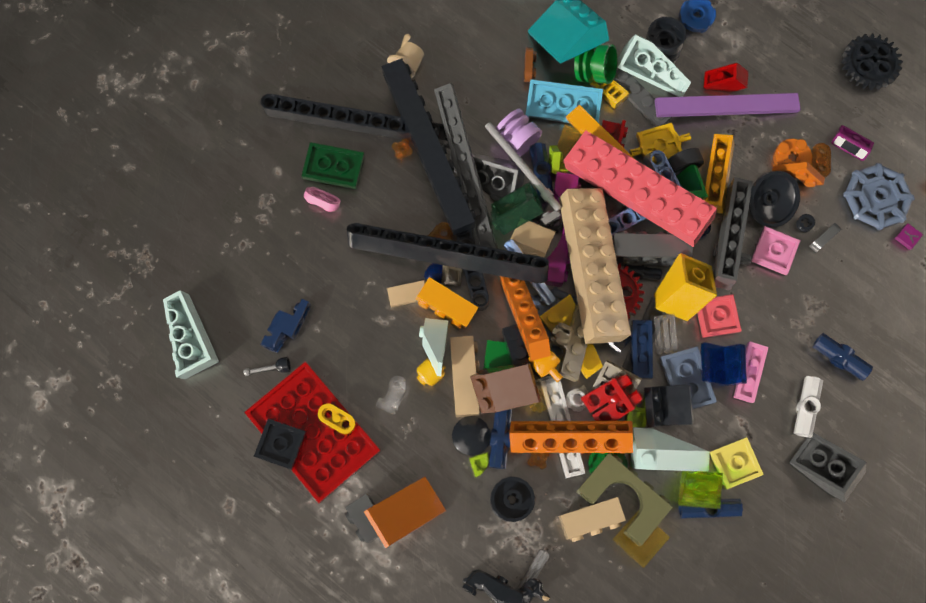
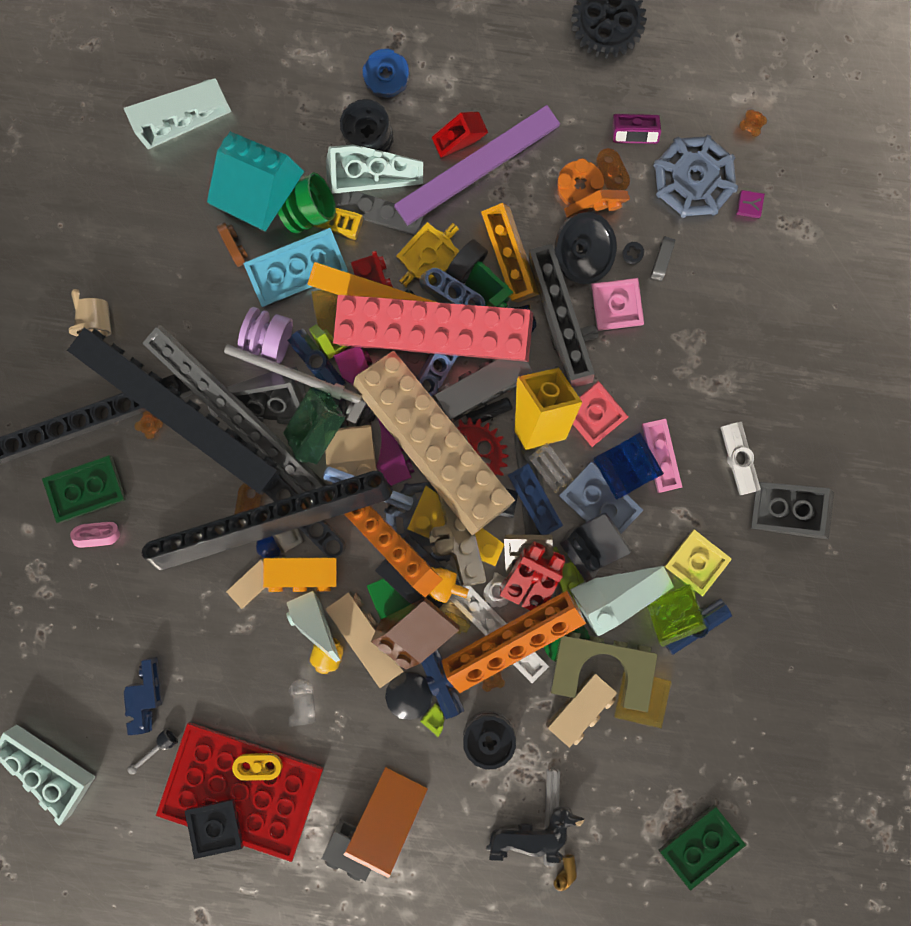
camera: 25 degrees left, 10 degrees up
(842, 356) = (748, 382): dark blue piece -> none

